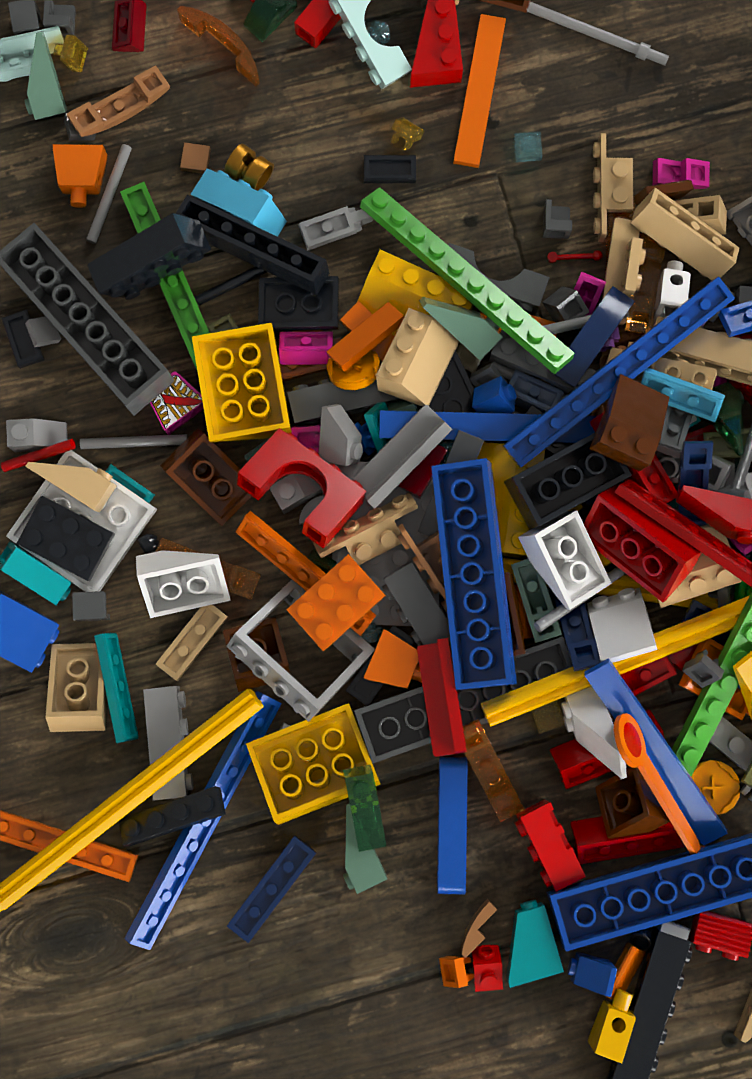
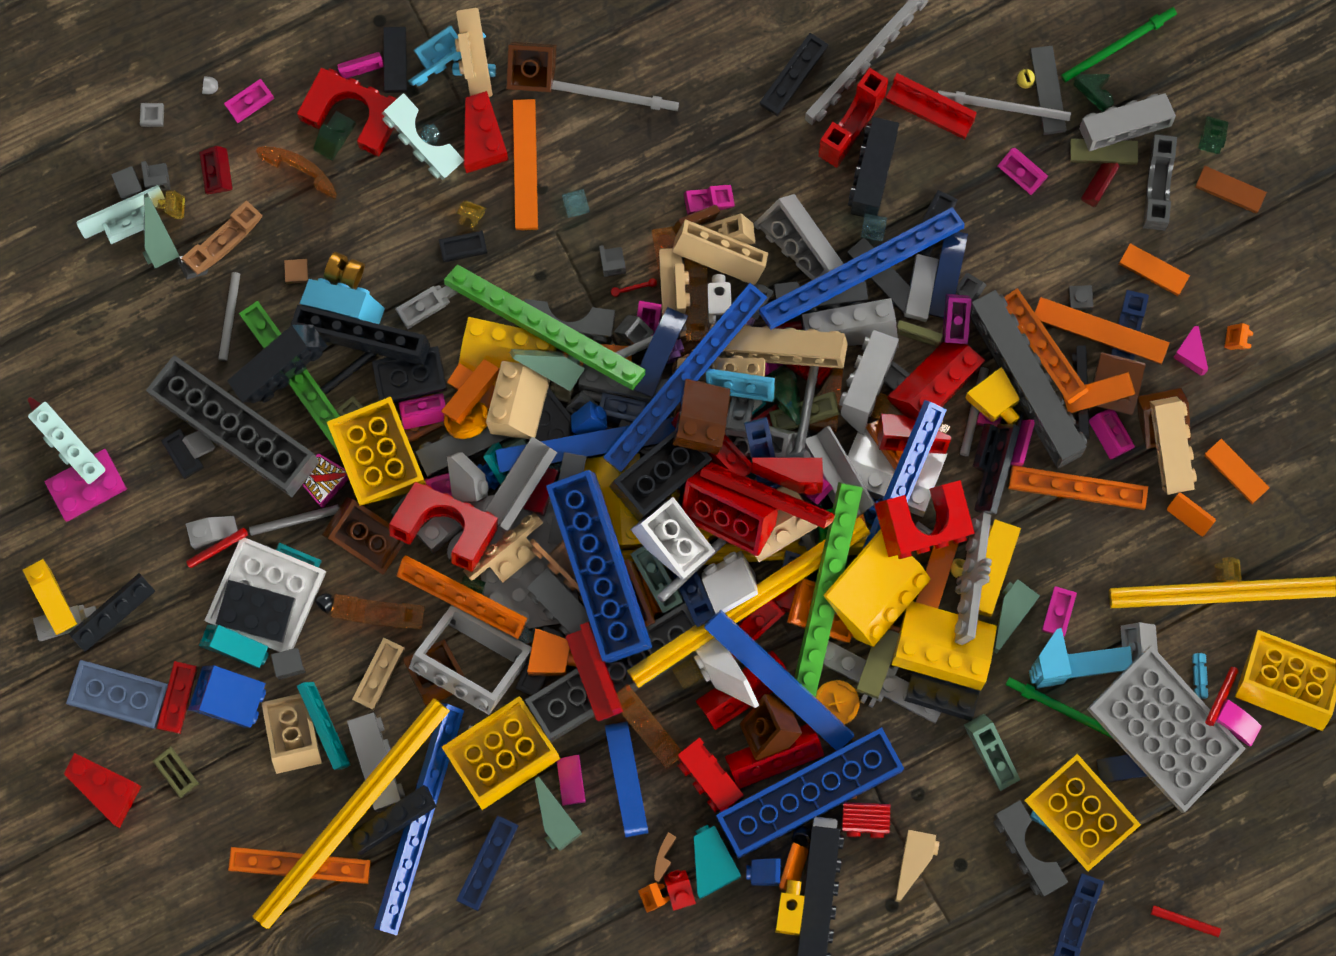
camera: 10 degrees left, 5 degrees down
(79, 170) = (201, 302): orange torso -> none
(80, 482) = (259, 562): tan slope -> none
(180, 581) = (360, 625): white slope -> none
(336, 602) = (491, 614): orange plate -> none
(364, 807) = (550, 776): clear green slope -> none
(390, 806) = (571, 780): none -> dark pink slope
(614, 186) = (654, 222): tan bracket -> none
(633, 751) = (756, 679): orange piece -> none
(703, 669) = (802, 604): dark grey tile -> none

